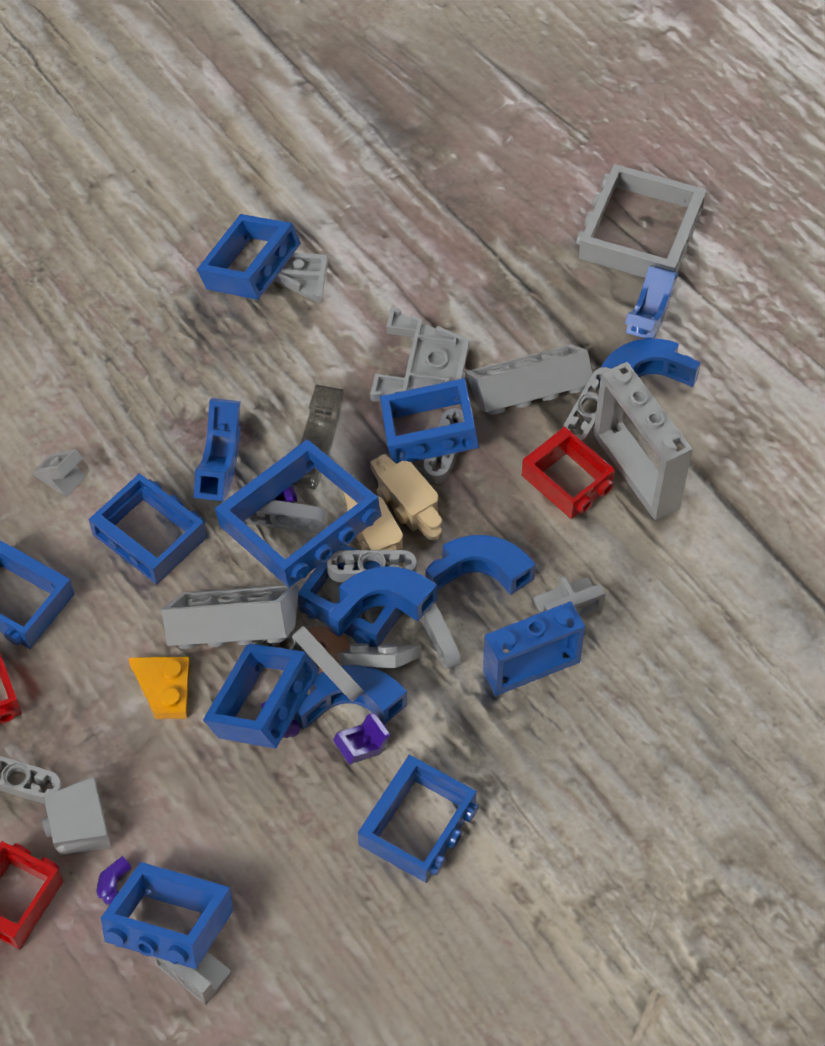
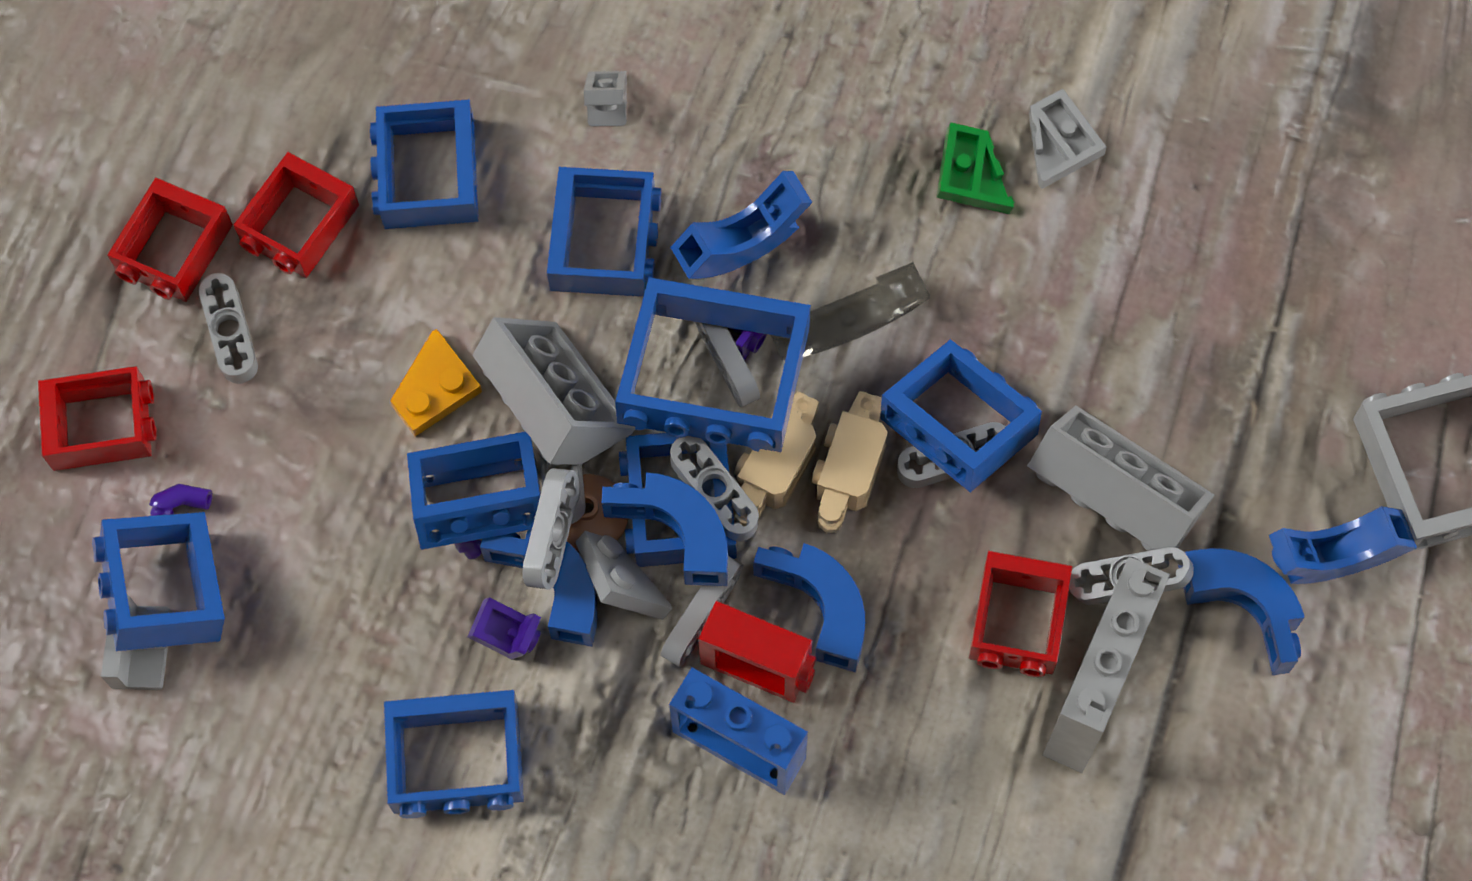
camera: 55 degrees right, 10 degrees up
(76, 819) = (218, 417): light grey torso -> none
(265, 267) = (1036, 93): blue window -> none
(280, 326) = (971, 170): none -> green wing
(434, 356) = (1058, 362): light grey wing -> none
(488, 609) = (756, 652): none -> red window
(582, 593) = (850, 729): light grey panel -> none

